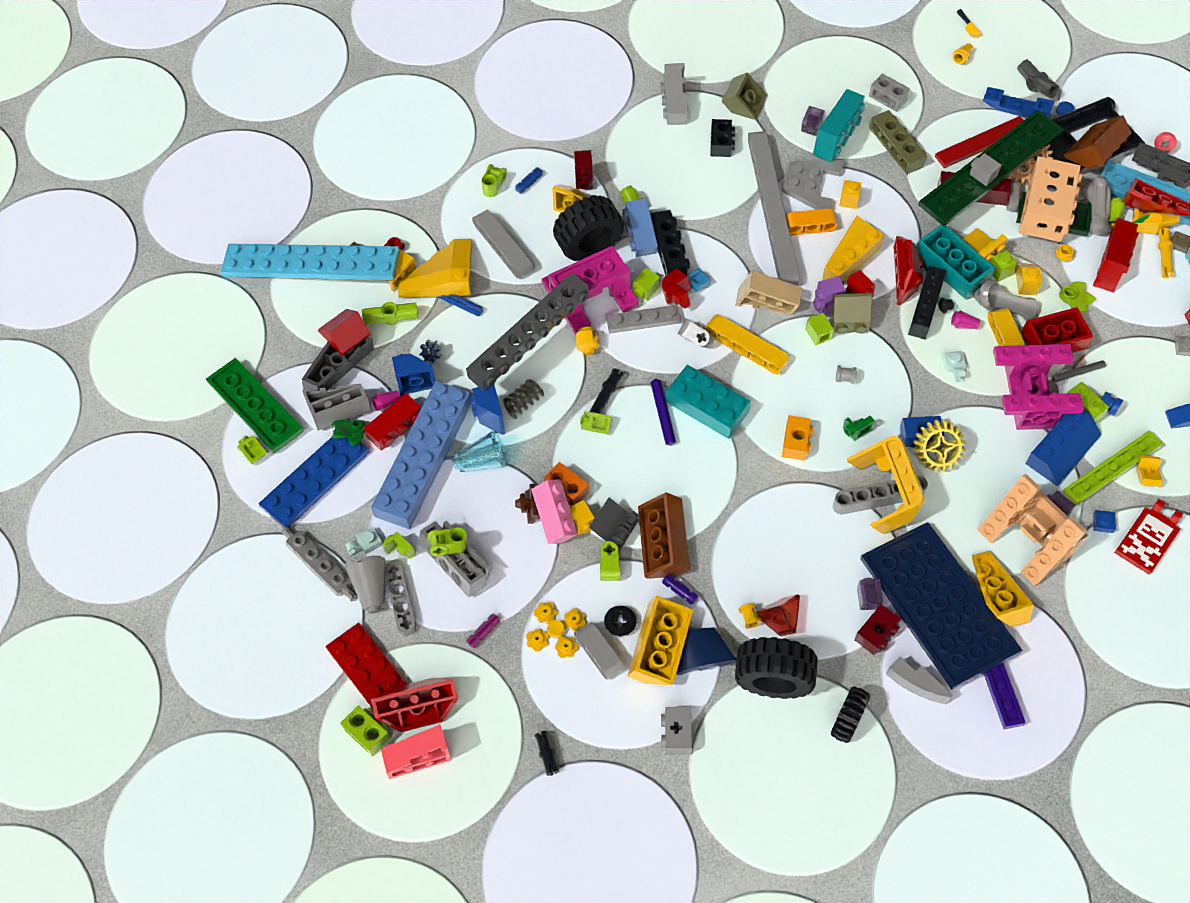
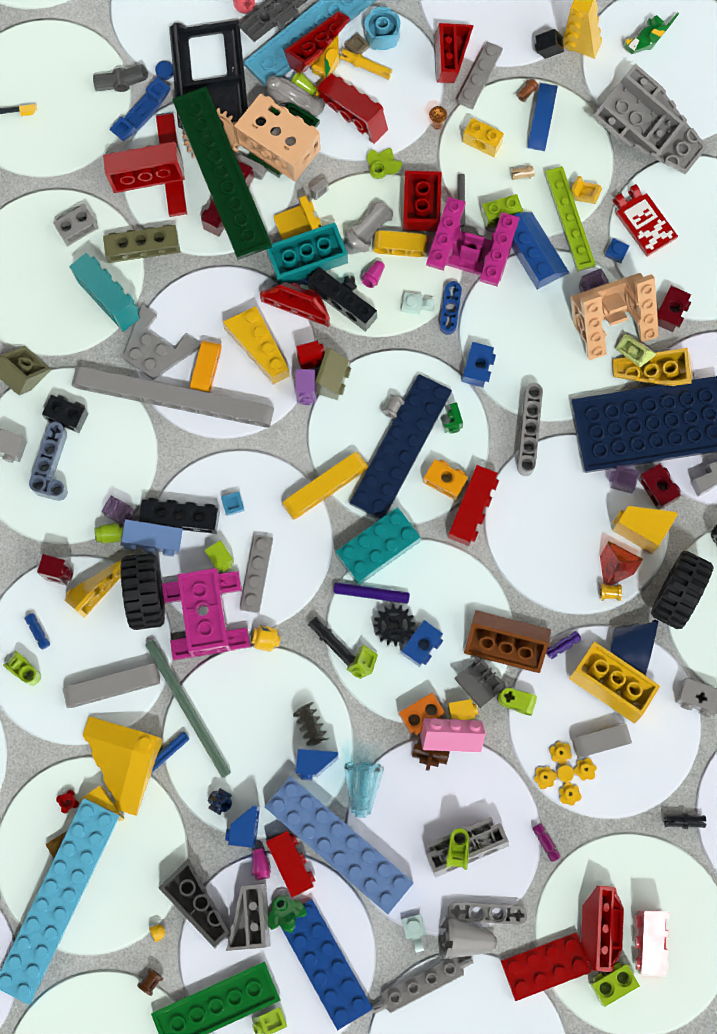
camera: 70 degrees left, 15 degrees up
(255, 350) = (150, 982): none -> reddish brown bush
(304, 342) = (157, 932): none -> yellow hinge
(345, 330) = (172, 886): red slope -> none
(398, 313) = (152, 844): lime piece -> none
(398, 543) = (434, 895): lime bracket -> none
(503, 305) = (188, 709): none -> sand green axle
(544, 310) = (218, 633): dark grey brick -> none
(626, 457) = (424, 632): none -> blue brick
(626, 614) = (586, 708): black gear -> none
(634, 432) = (386, 635): none -> black gear
(654, 198) = (117, 510): none -> clear purple brick
(674, 140) = (52, 460): none -> sand blue beam
(676, 288) = (236, 531): red brick -> none
(694, 333) = (296, 531): piece -> none
(769, 293) = (277, 441): tan wedge -> none
(782, 468) = (473, 504): none -> red brick
(812, 120) = (81, 314): clear purple brick -> none
(813, 394) = (400, 447): none -> dark blue plate
(819, 329) = (333, 410): lime brick -> none
(830, 624) = (644, 526): none -> yellow slope
(850, 194) = (188, 316): yellow brick -> none
(893, 456) = (557, 404): yellow windscreen -> none
(943, 460) = (504, 356): light yellow gear -> none
(959, 399) = (445, 314): none -> blue beam
(962, 54) = (55, 133): yellow cone -> none
(966, 116) = (144, 167): none -> red brick
(985, 169) = (229, 181): light grey brick -> none
(1004, 265) = (327, 212): lime brick -> none
(1008, 564) = (634, 350): none -> yellowish green slope
(1022, 253) = (319, 189): none -> light grey tile
(1028, 279) = (346, 196): yellow slope -> none
(1064, 252) = (331, 147): yellow plate -> none
(1081, 584) = (674, 298): none -> dark red brick
(1099, 142) = (225, 61): dark orange slope -> none
(1113, 403) = (507, 189): blue wheel -> none
(1136, 413) = (524, 172): none -> tan pin
(1148, 321) = (437, 116): none -> clear orange cone
(1151, 367) = (483, 137): none -> yellow brick

